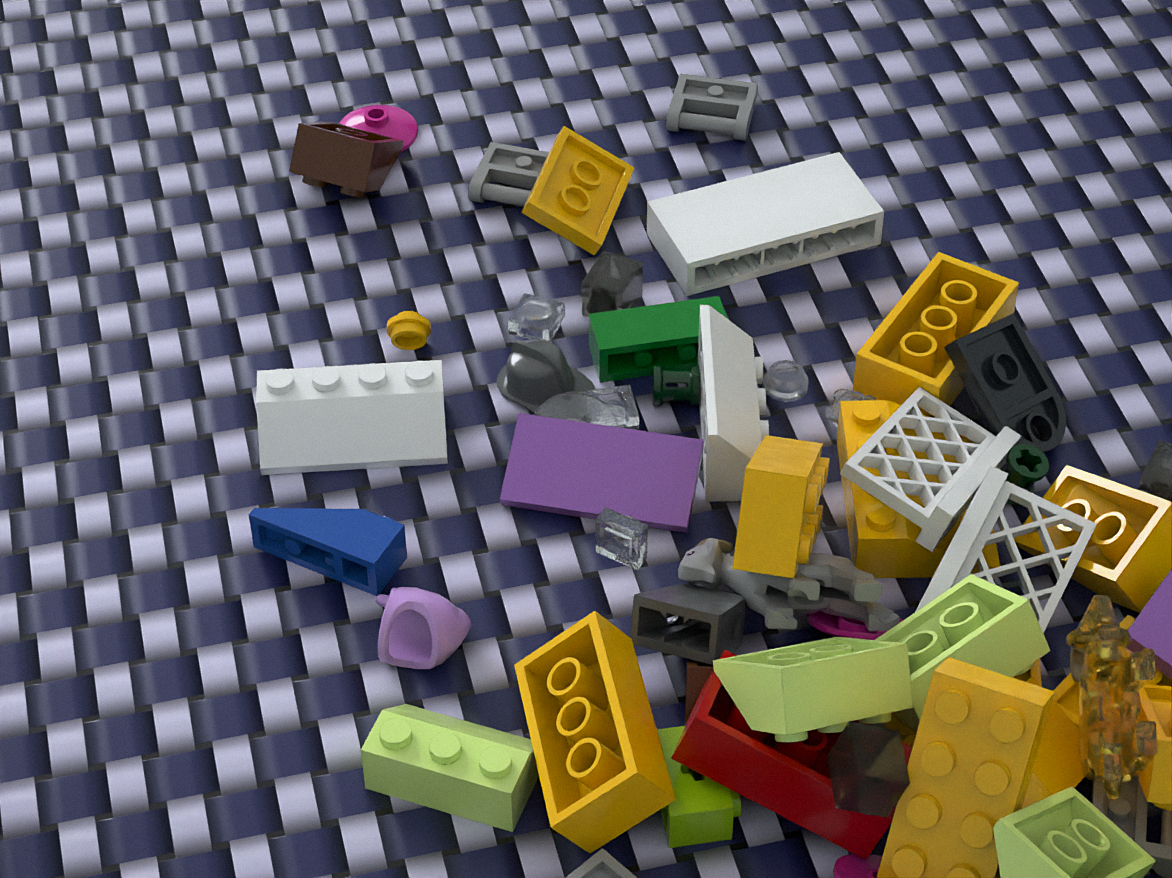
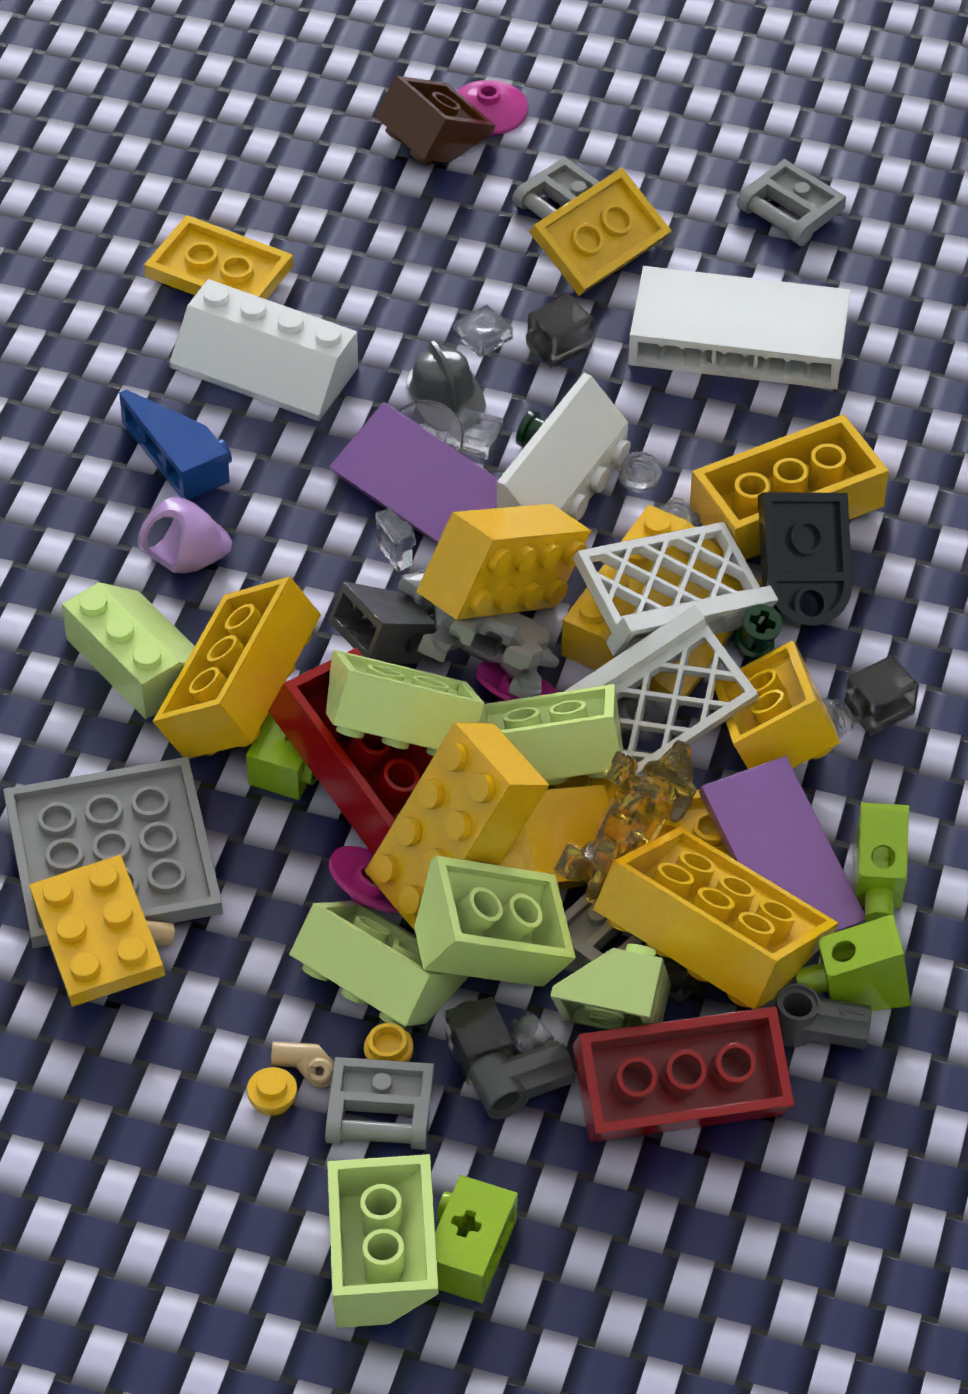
camera: 30 degrees right, 5 degrees up
(226, 356) = (205, 252): none -> yellow plate
(408, 330) = (366, 296): yellow plate -> none
(635, 339) = (541, 380): green brick -> none
(868, 769) = (389, 782): clear smoke brick -> none

